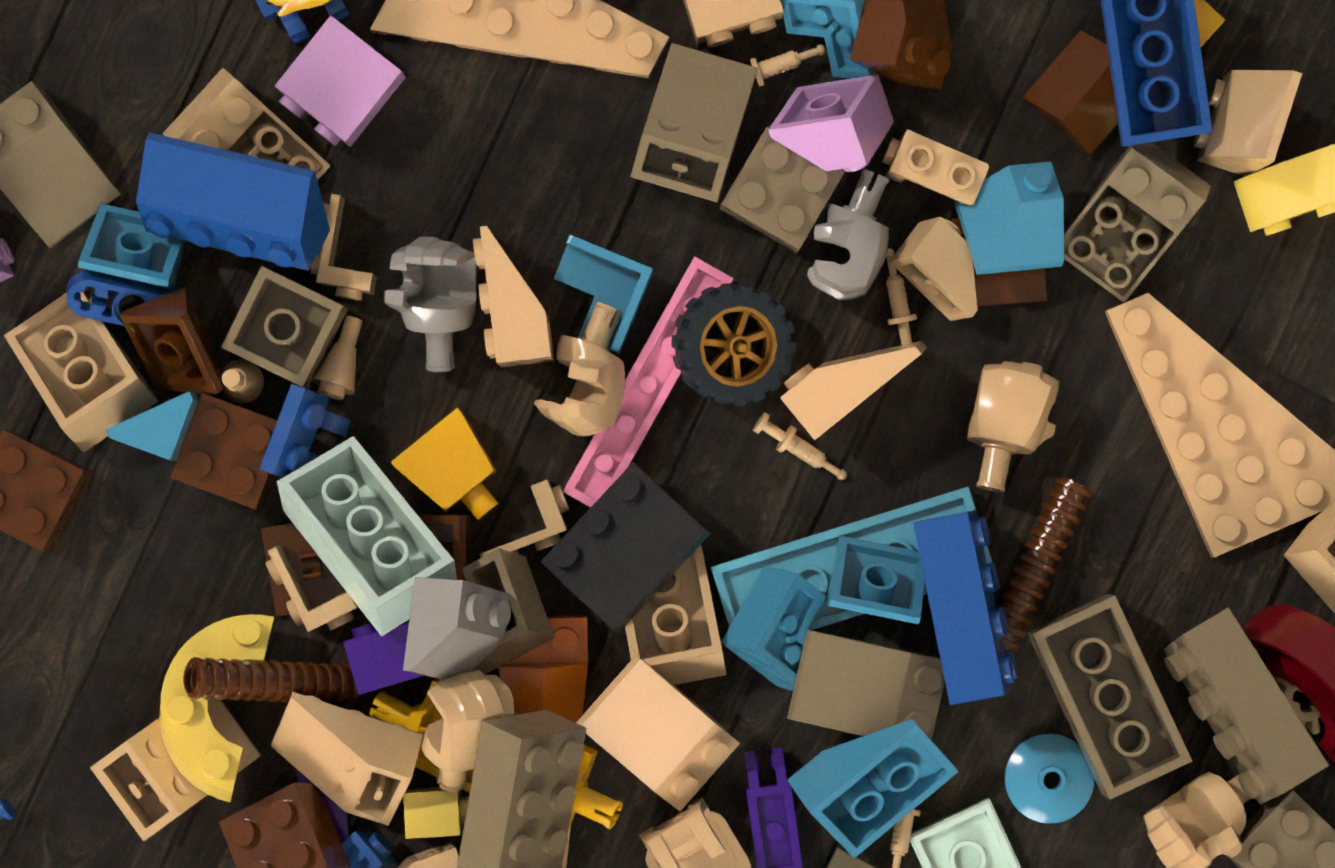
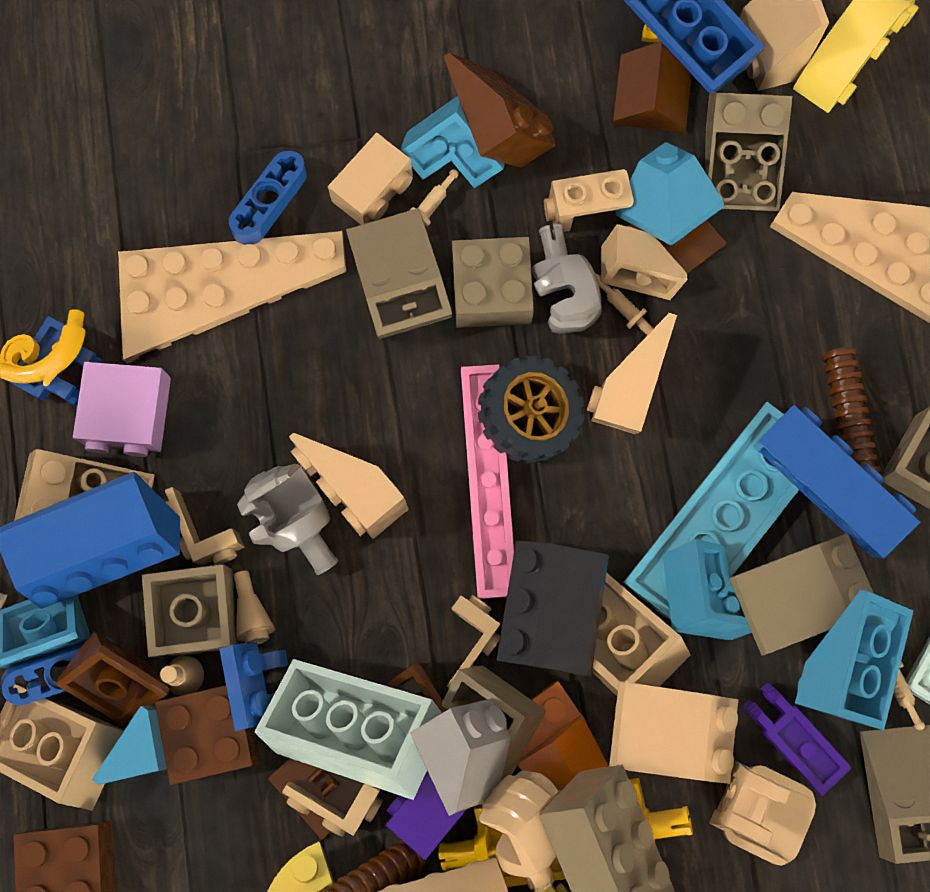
camera: 30 degrees left, 10 degrees down
(450, 465) = (381, 634): yellow torso -> none
(598, 373) = (450, 494): tan piece -> none
(609, 279) = (415, 423): dark azure panel -> none
(797, 446) = (624, 454): tan piece -> none
(835, 122) = (499, 209): lavender slope -> none
(876, 580) = (754, 509): dark azure slope -> none
(1010, 417) = (762, 333): tan piece -> none

